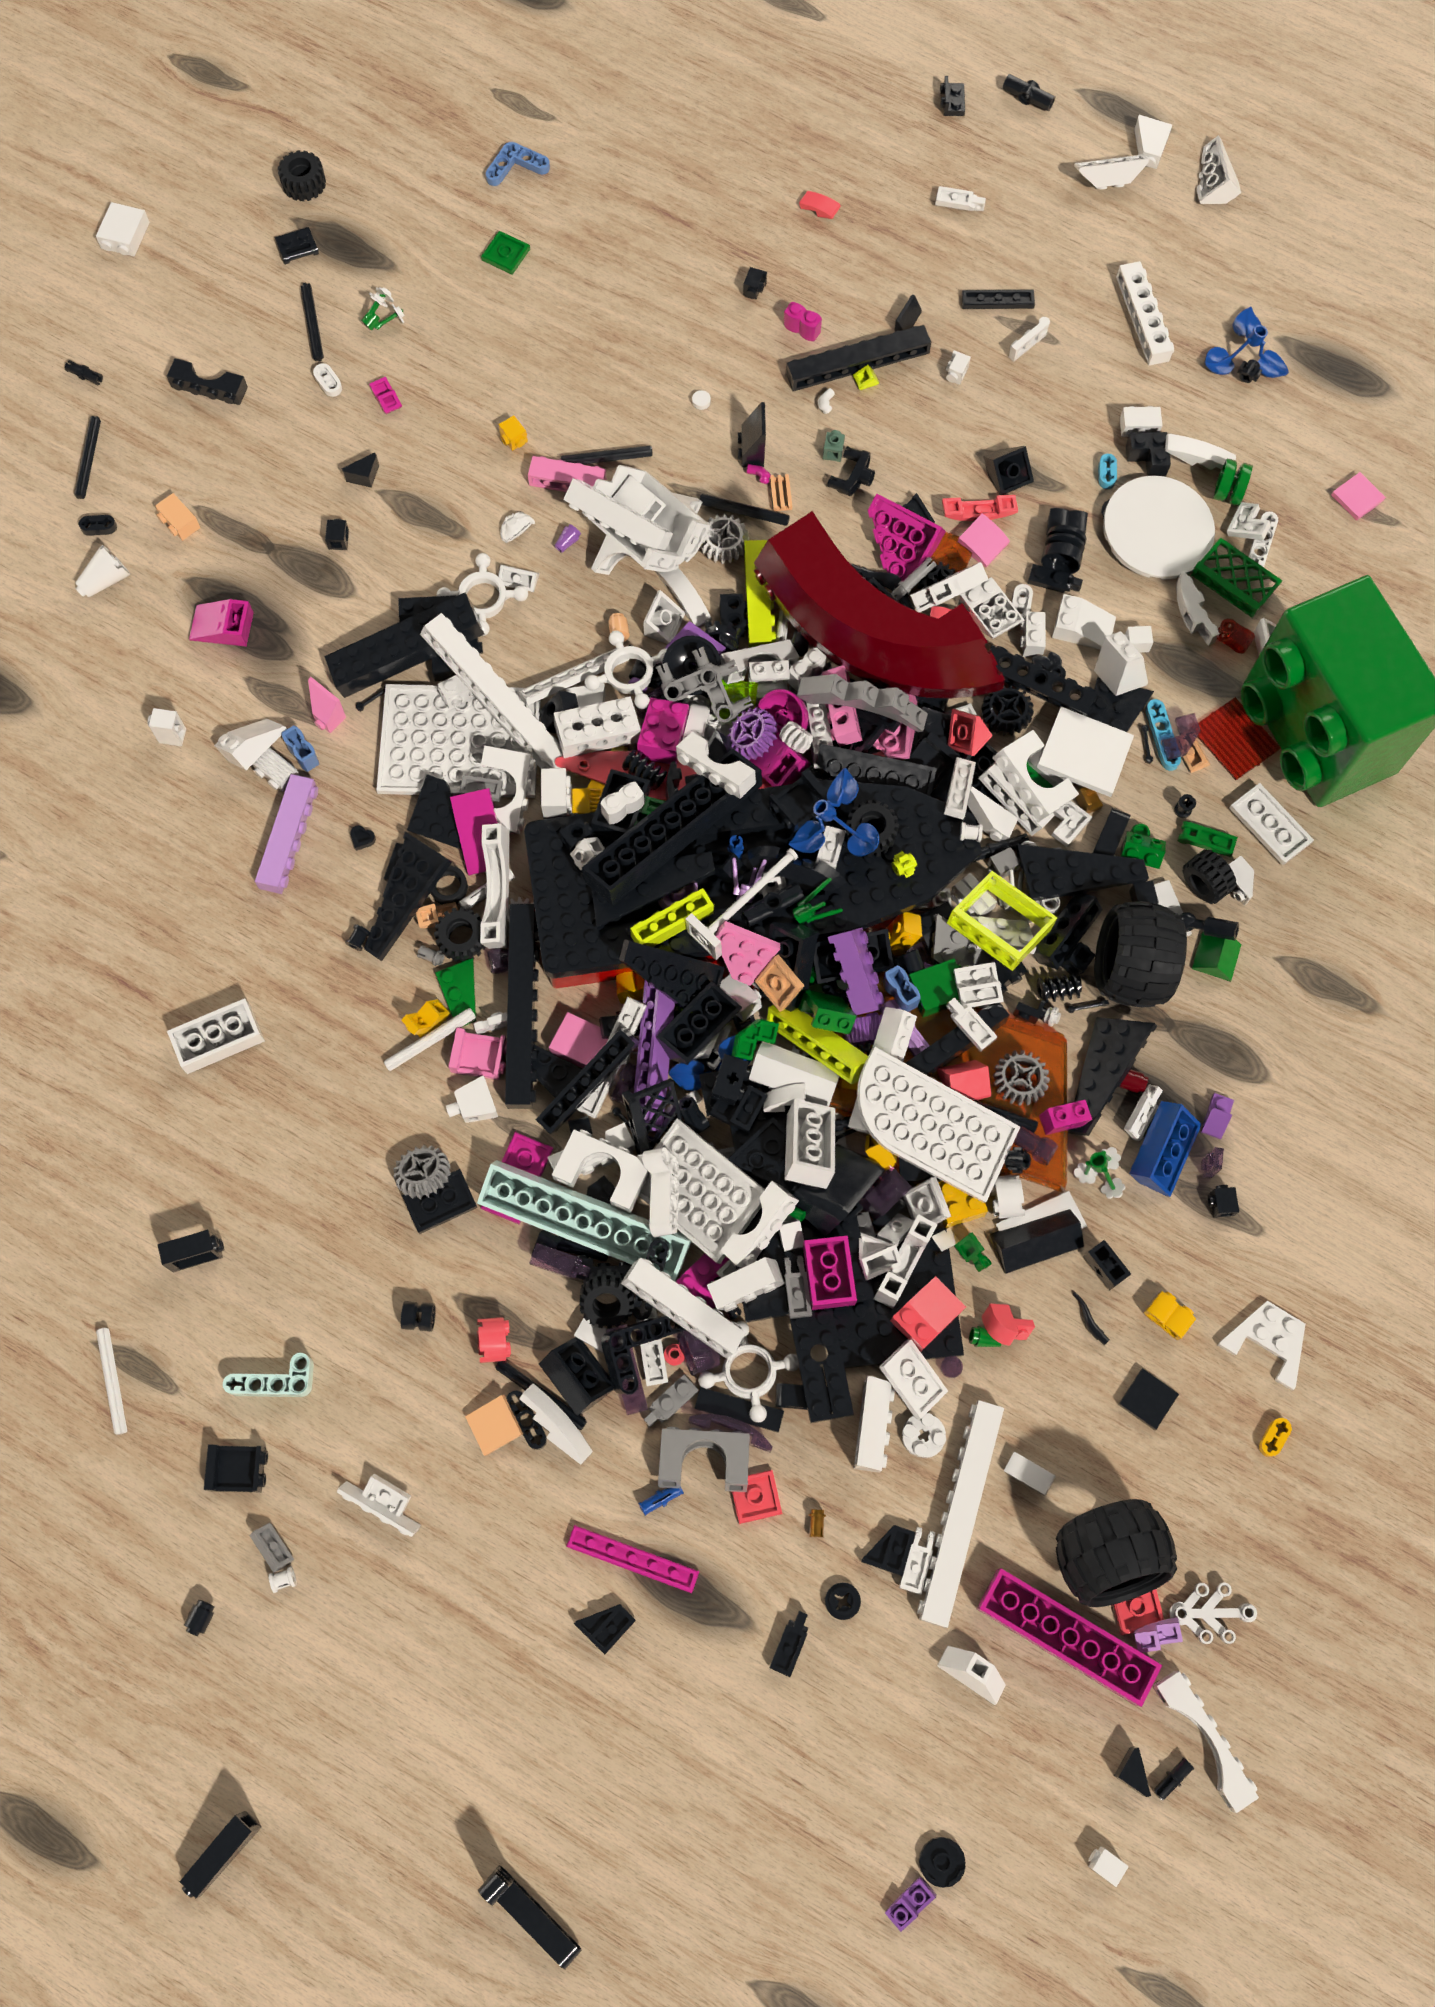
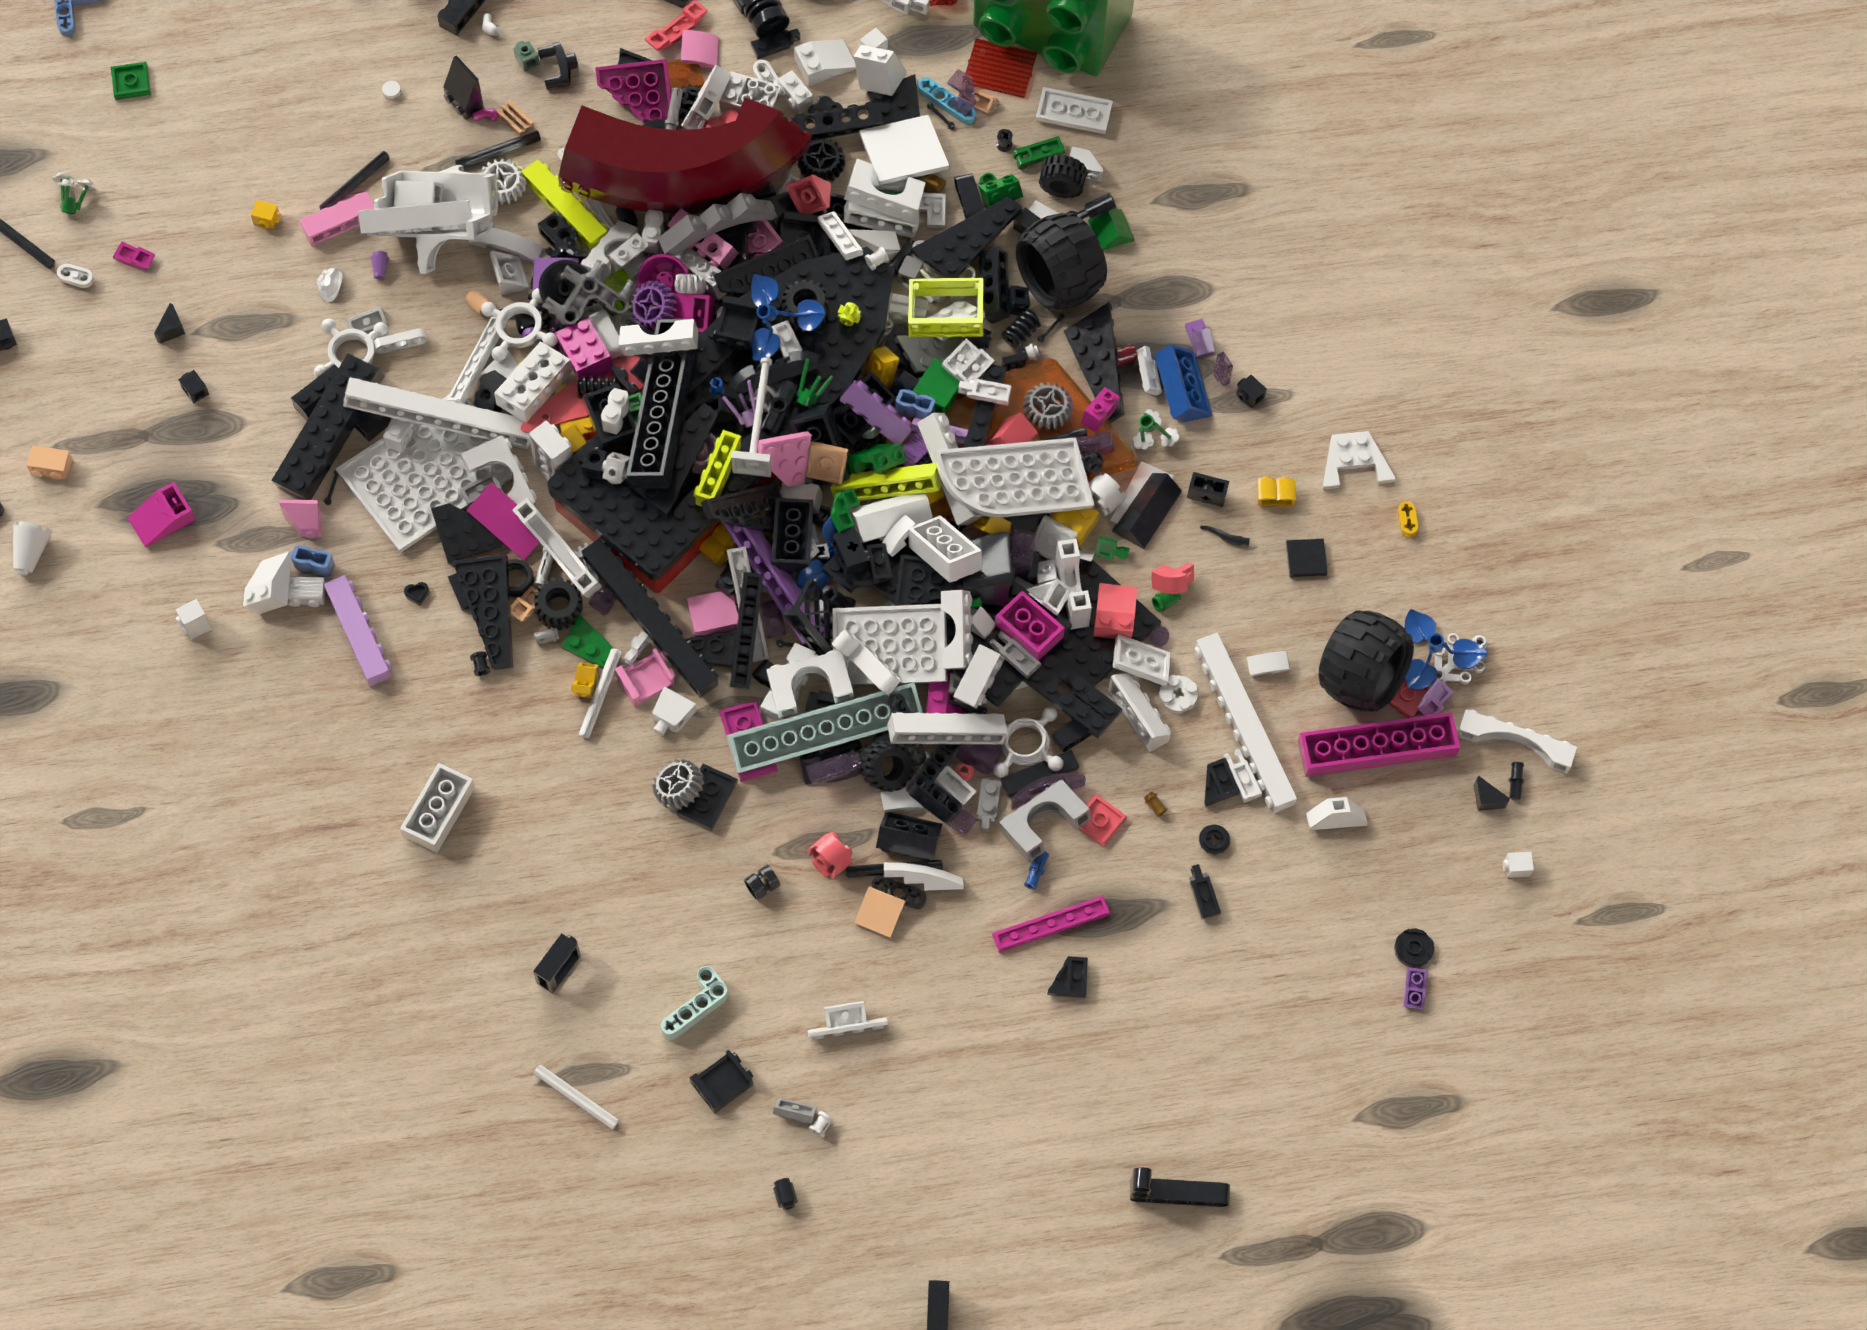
camera: 40 degrees left, 5 degrees down
(528, 614) = (400, 341): none -> white beam
(1225, 1614) = (1421, 674): none -> blue plant

